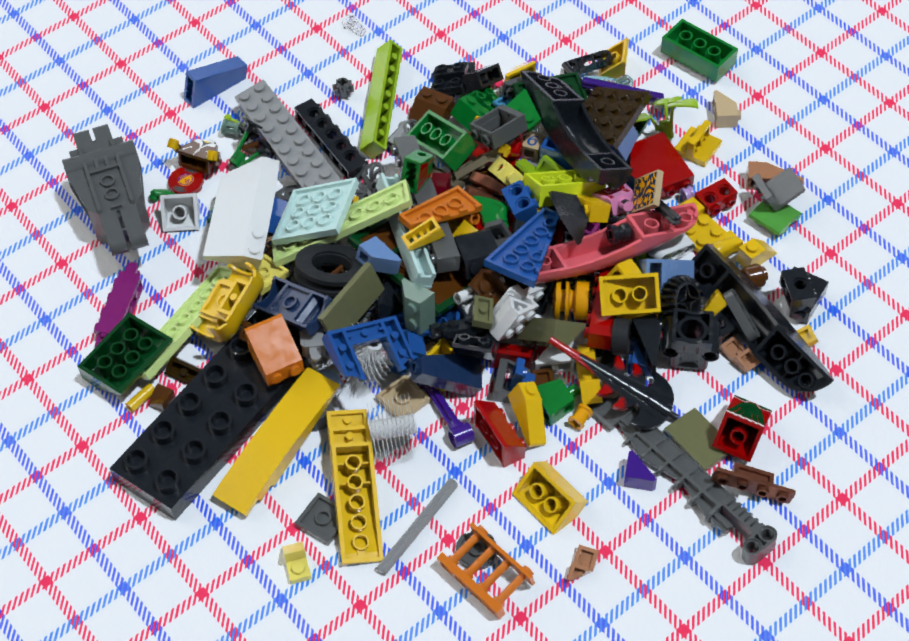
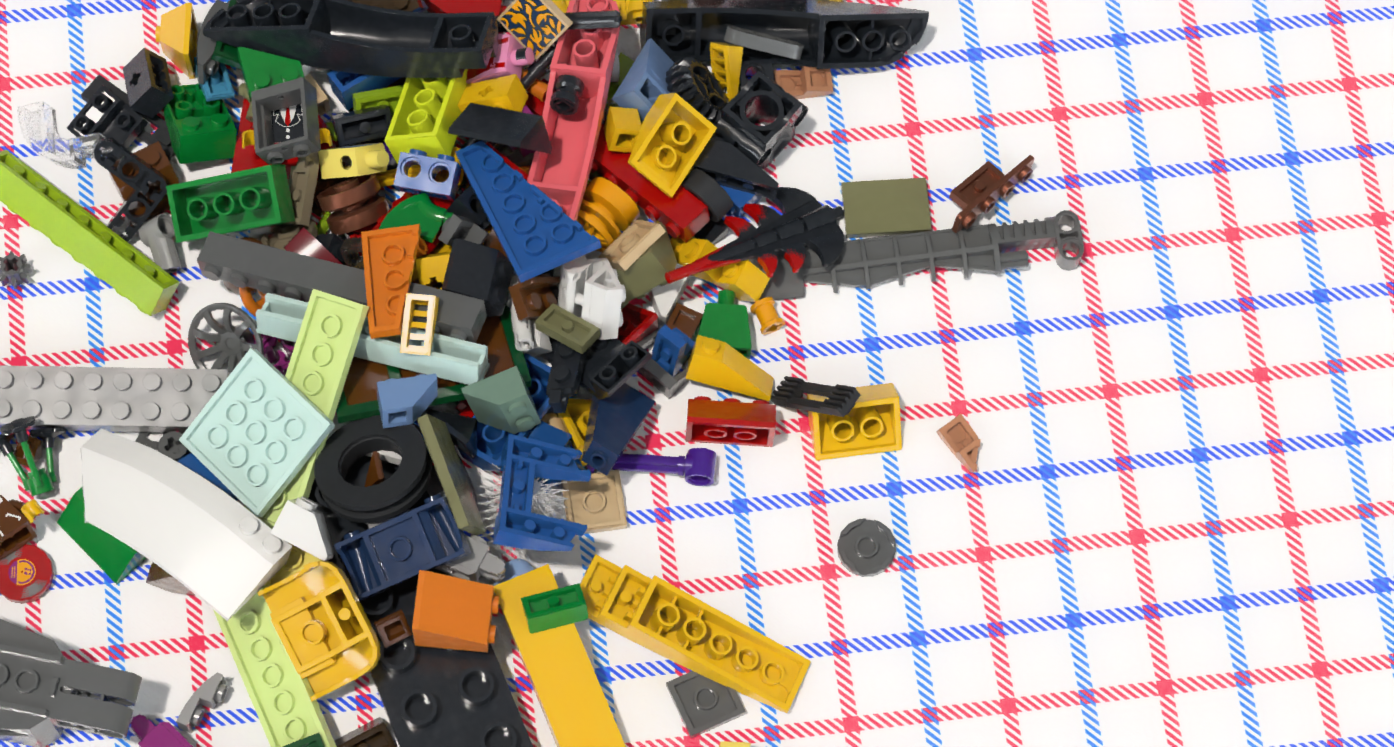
camera: 65 degrees left, 15 degrees up
(155, 193) = (23, 614): green arm -> none
(157, 286) = (207, 695): none -> light grey slope
(180, 212) = (84, 611): white slope -> none
(273, 257) = (305, 528): none -> white slope
(314, 401) = (554, 608): none -> green slope
(330, 139) = (112, 350): black brick -> none
(392, 427) = (650, 537): white piece -> none
(417, 166) = (296, 252): green torso -> none
(417, 526) = (791, 594): light grey axle -> none
(421, 60) = (40, 131): none -> clear arch
(423, 101) = (138, 183): none -> black beam
(480, 590) = (899, 581): orange fence -> none
(527, 164) = (361, 125): none -> black slope
(541, 460) = (840, 400): none -> black container
(559, 315) = (632, 244): none -> tan tile
(638, 475) = (887, 305): dark purple slope -> none
(741, 428) = (911, 150): red slope -> none

